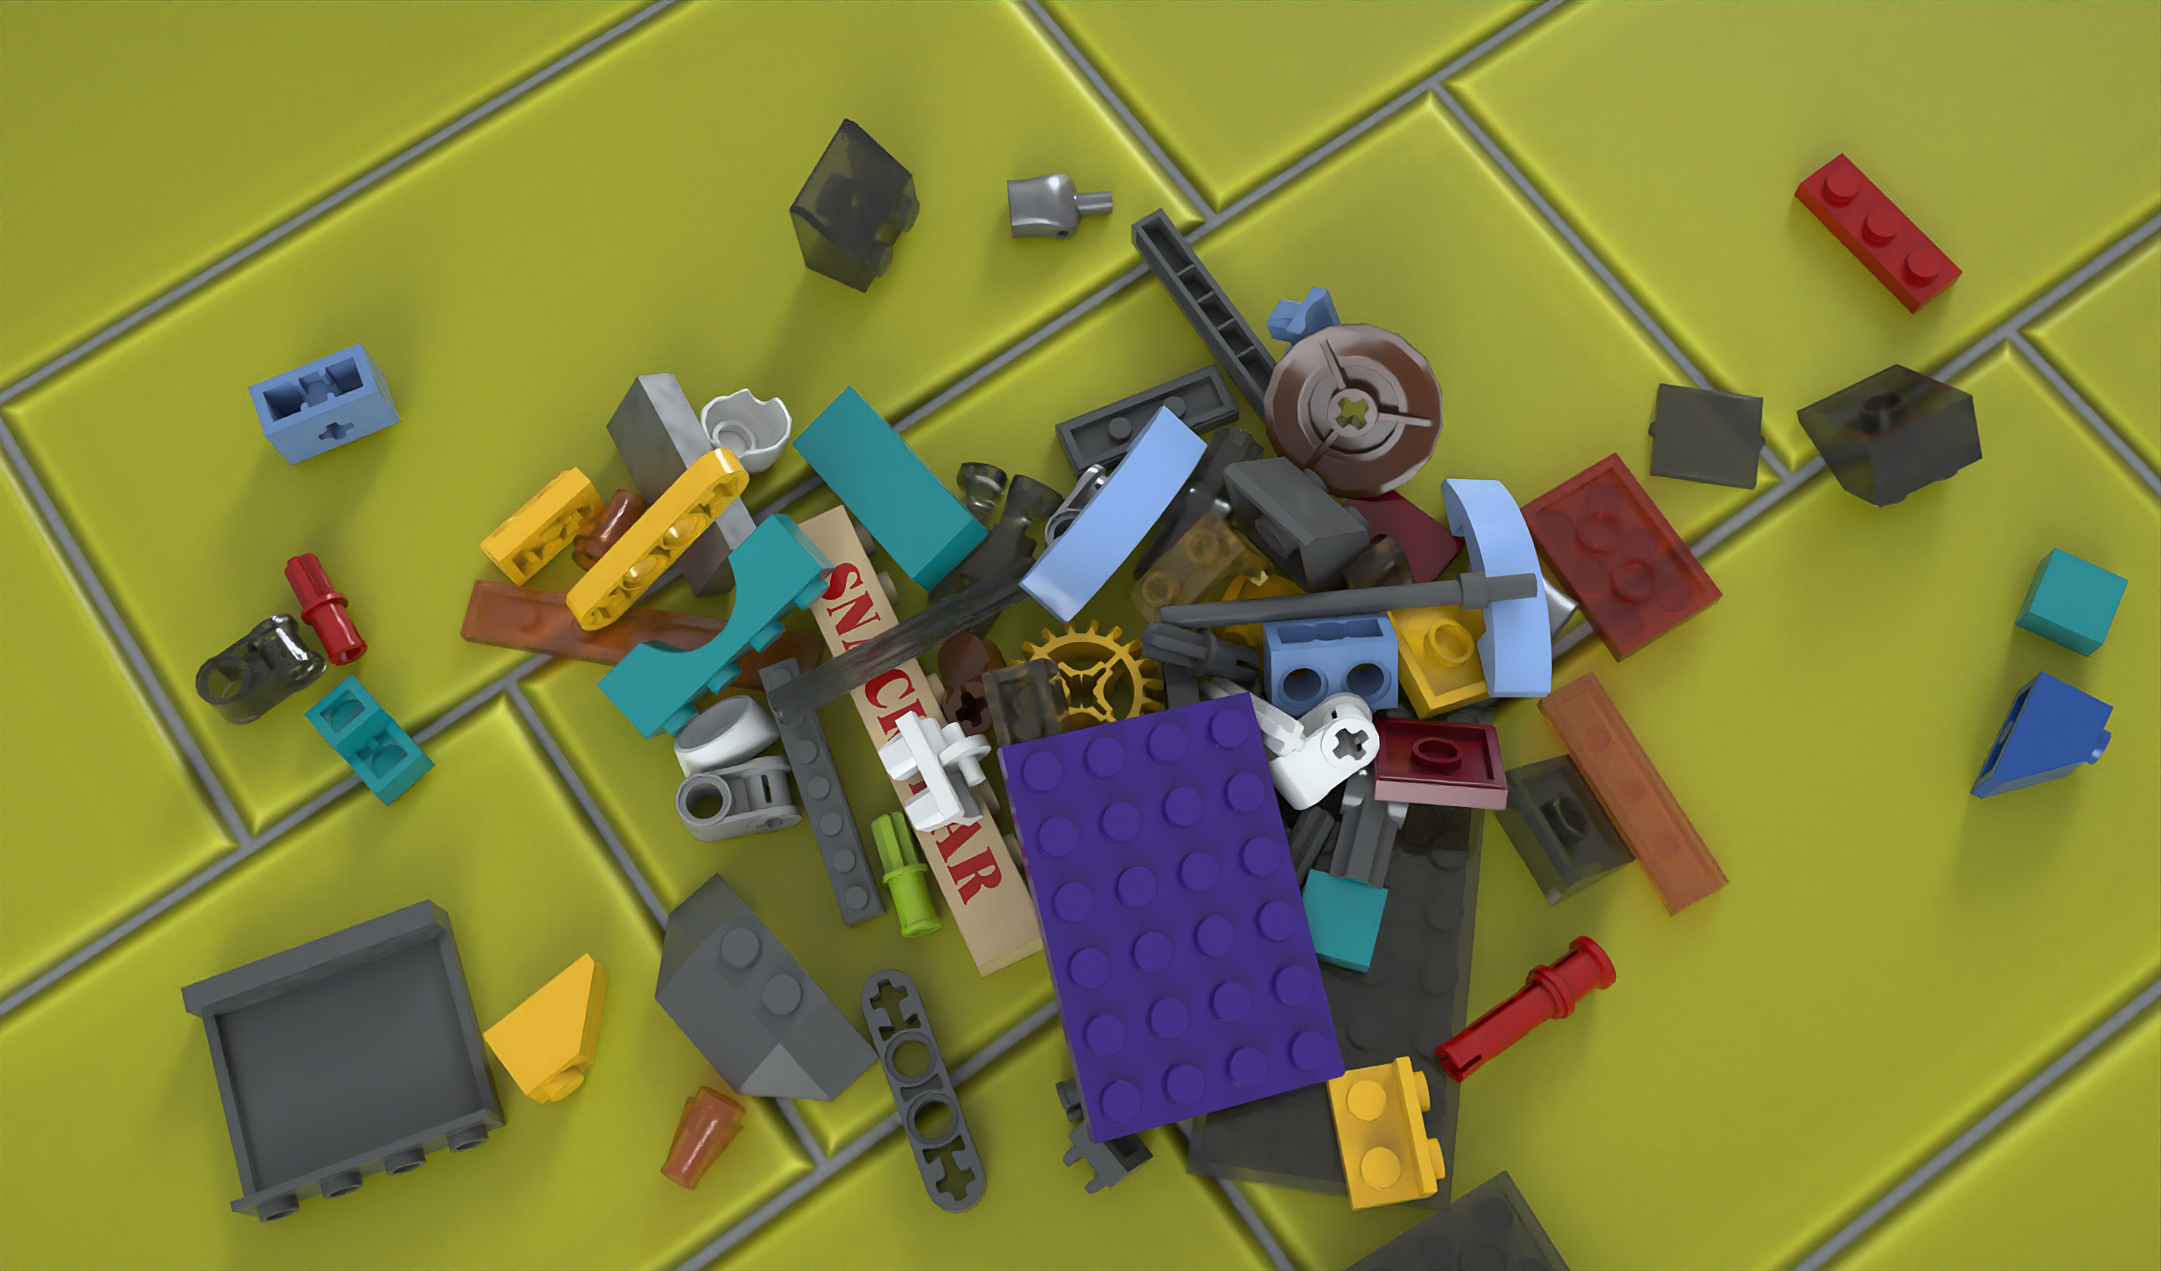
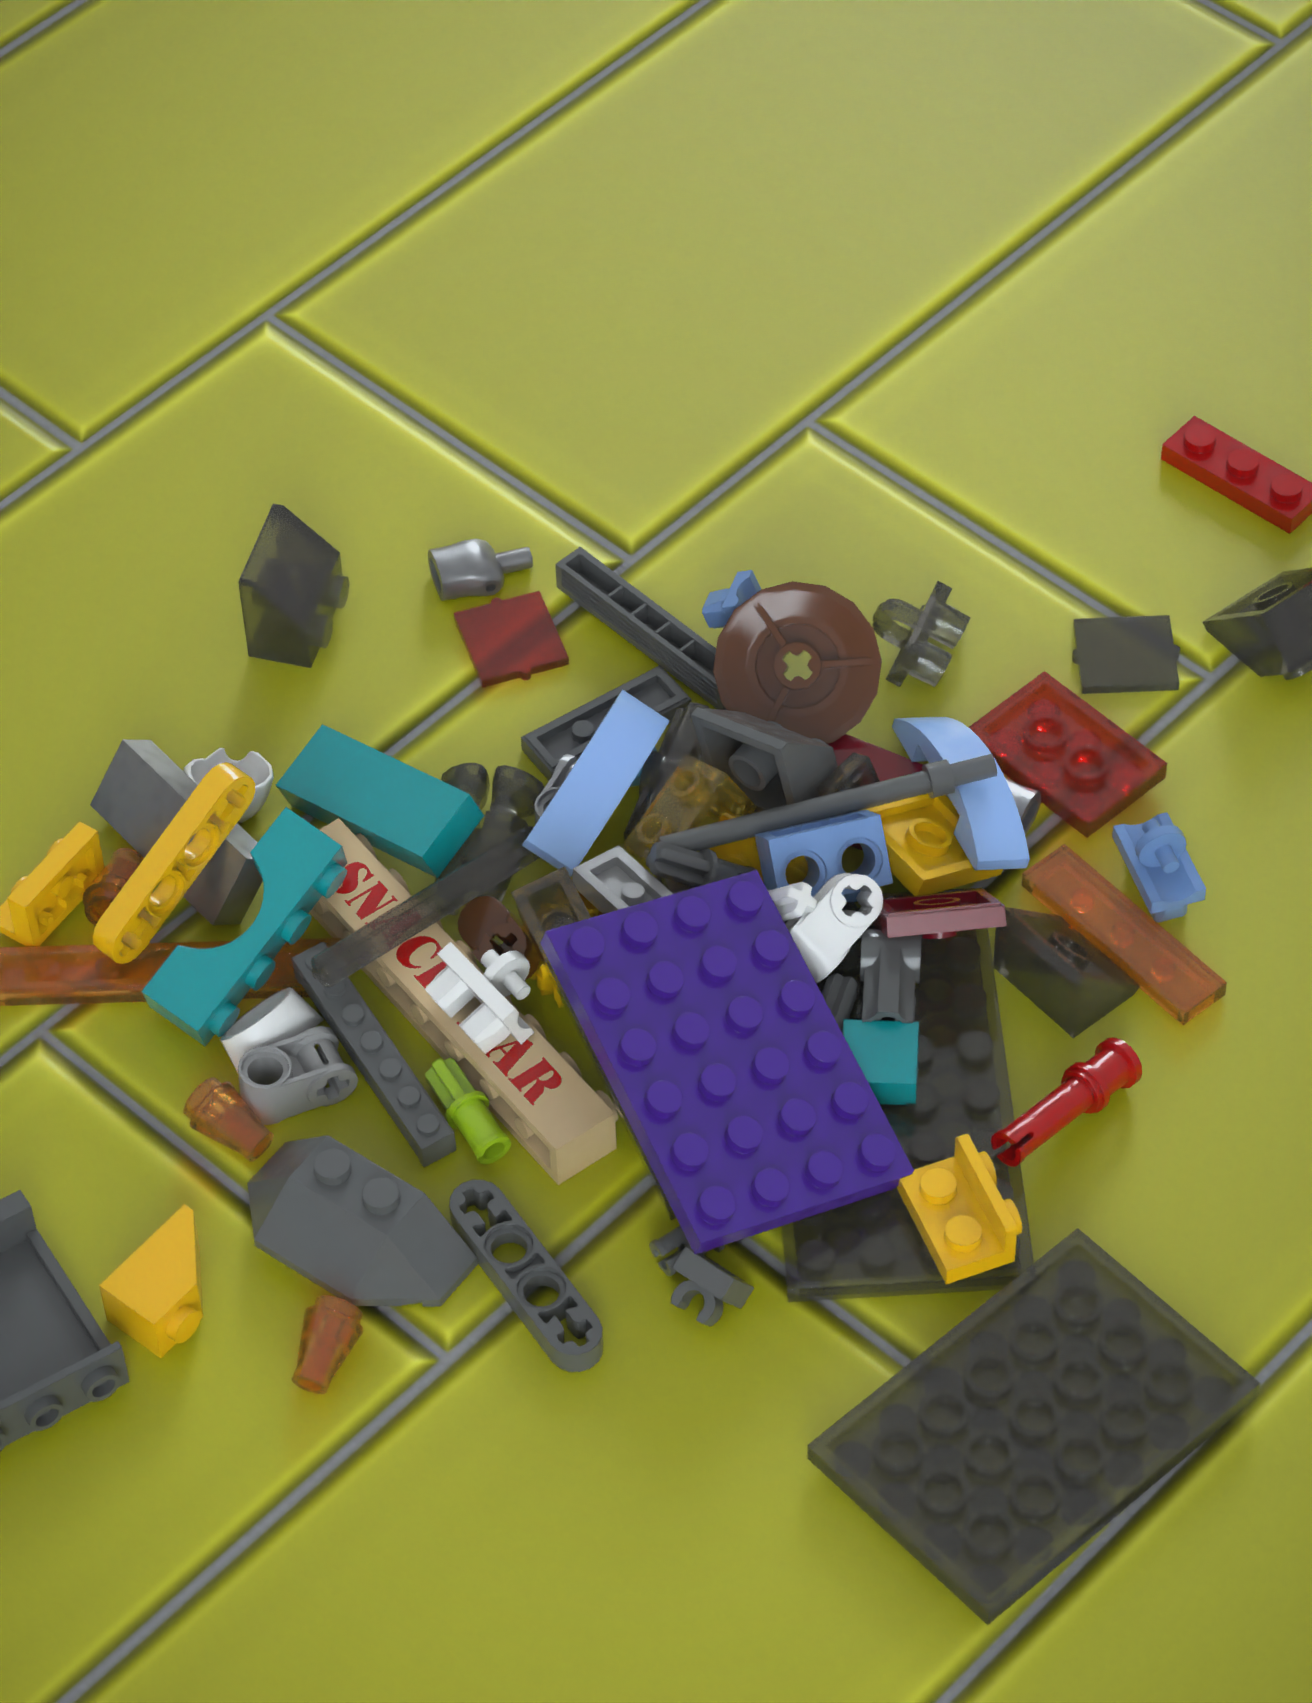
camera: 15 degrees left, 20 degrees down
(662, 838) = (225, 1117): none -> clear orange cone
(1072, 297) = (511, 639): none -> clear red piece
(1113, 669) = (616, 881): none -> light grey plate
(1488, 374) = (932, 620): none -> clear smoke hips
(1688, 723) = (1160, 866): none -> medium blue hips

